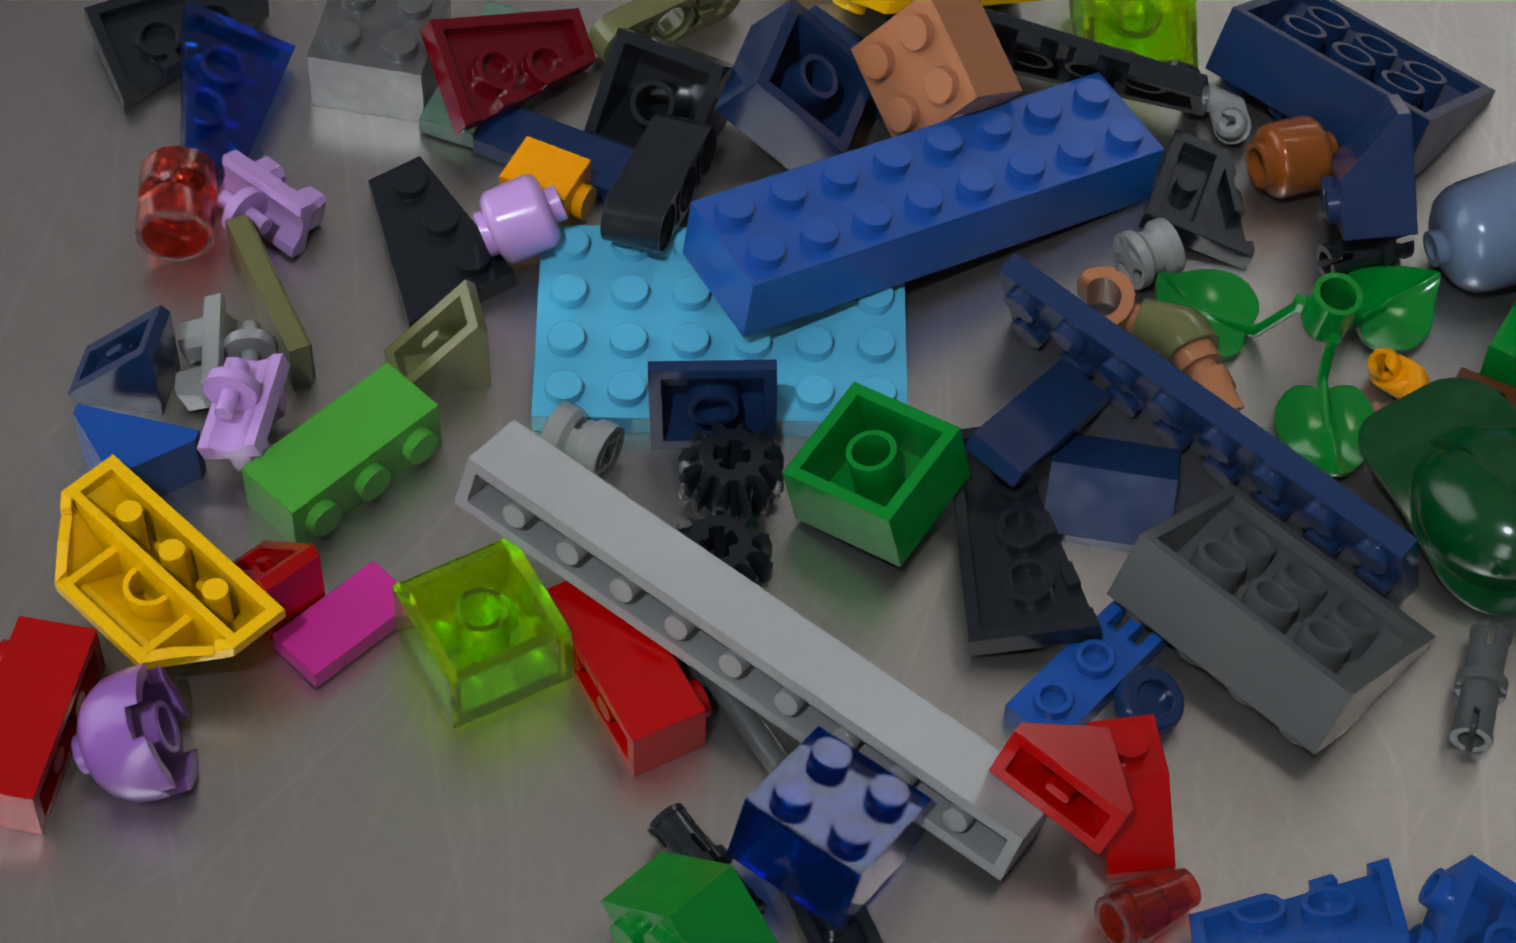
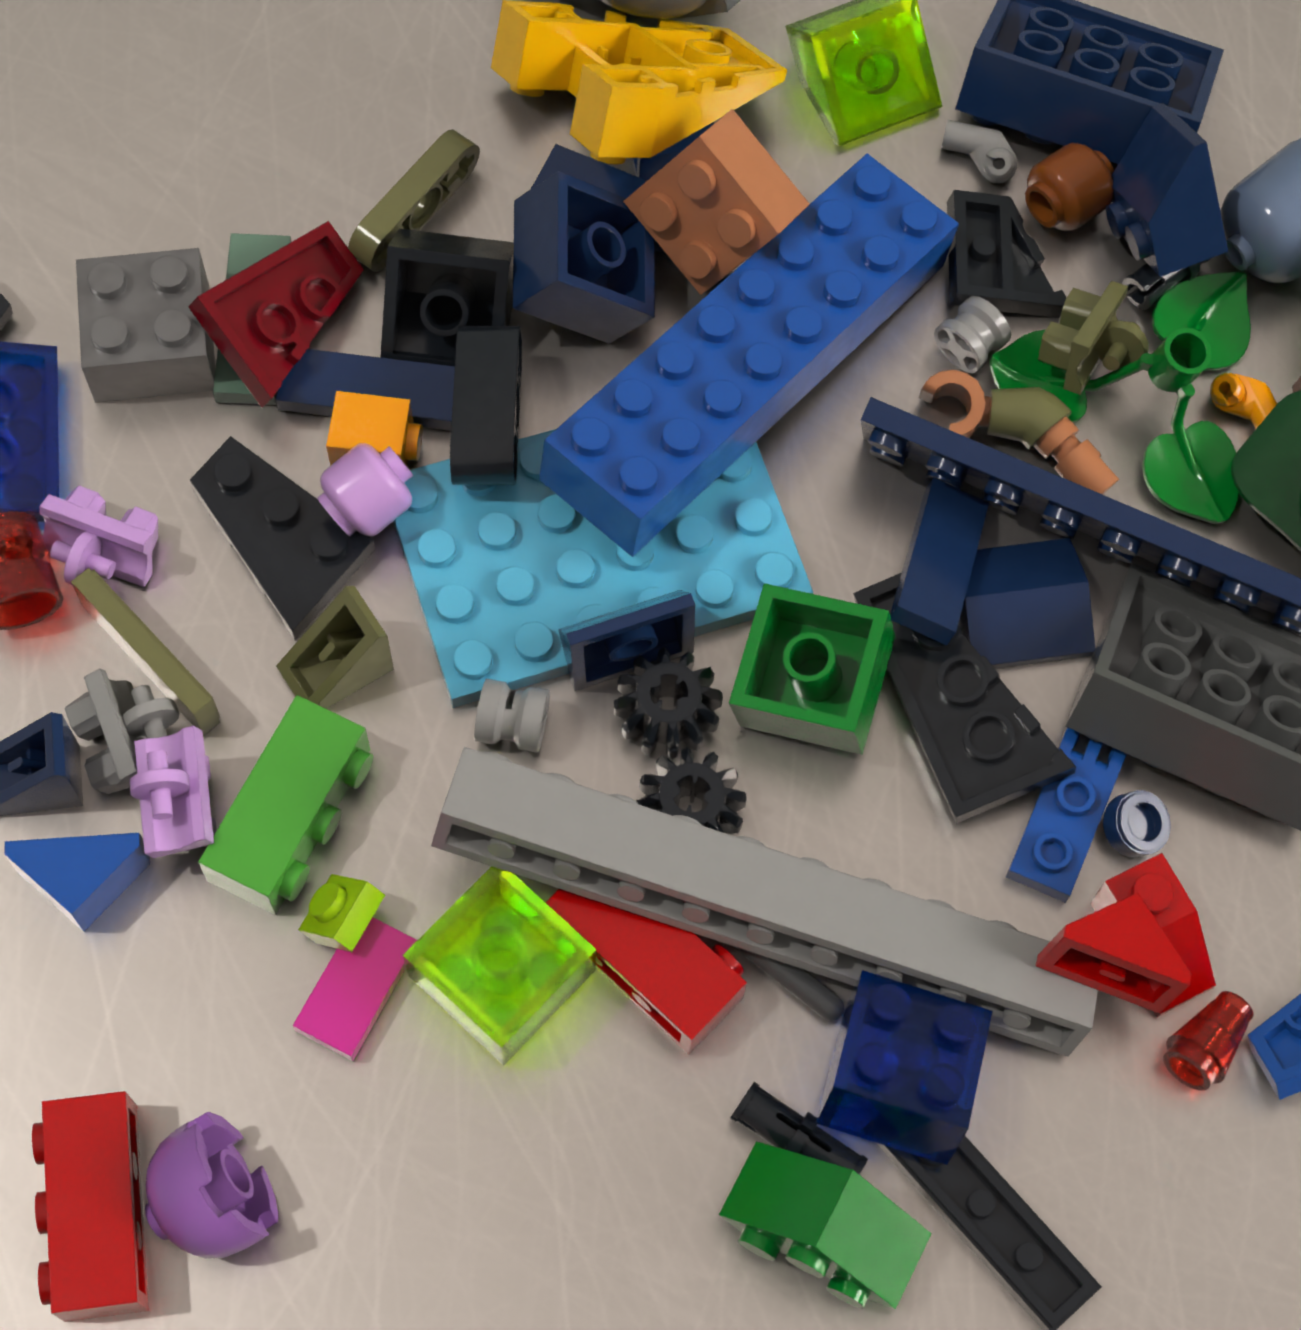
camera: 20 degrees left, 15 degrees up
(152, 575) = (158, 1015): yellow wedge -> none
(287, 573) = (269, 967): red slope -> none
(355, 552) = (341, 912): none -> lime plate
(1063, 57) = (879, 138): black wing -> none
(1261, 281) = (1091, 335): none -> olive hips

